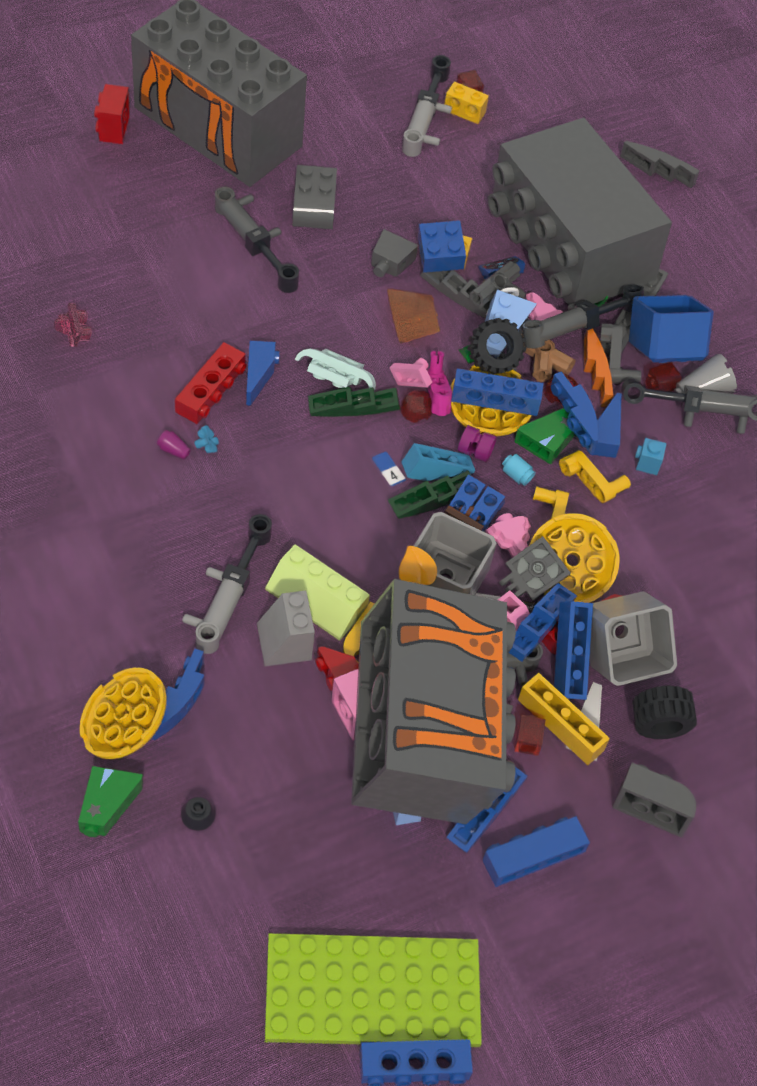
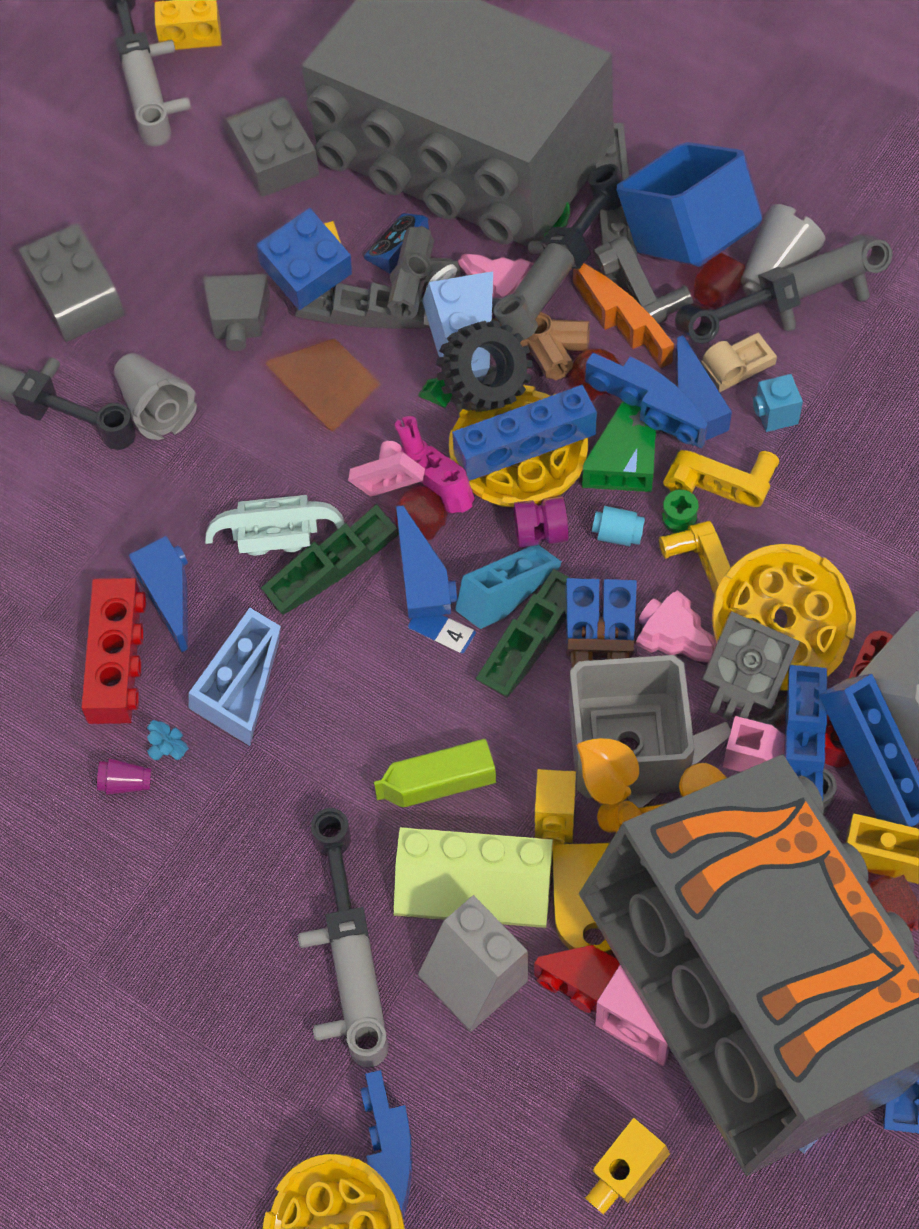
camera: 20 degrees left, 5 degrees up
(265, 429) = (237, 677): none -> light blue wedge
(297, 770) = (635, 1149): none -> yellow torso
(317, 274) = (154, 396): none -> light grey cone
(334, 533) = (437, 774): none -> lime piece
(381, 576) = (555, 805): none -> yellow brick
(394, 437) = (424, 573): none -> blue slope
(467, 186) = (272, 146): none -> dark grey brick
(562, 476) = (679, 519): none -> green wheel
(639, 424) = (735, 363): none -> tan plate

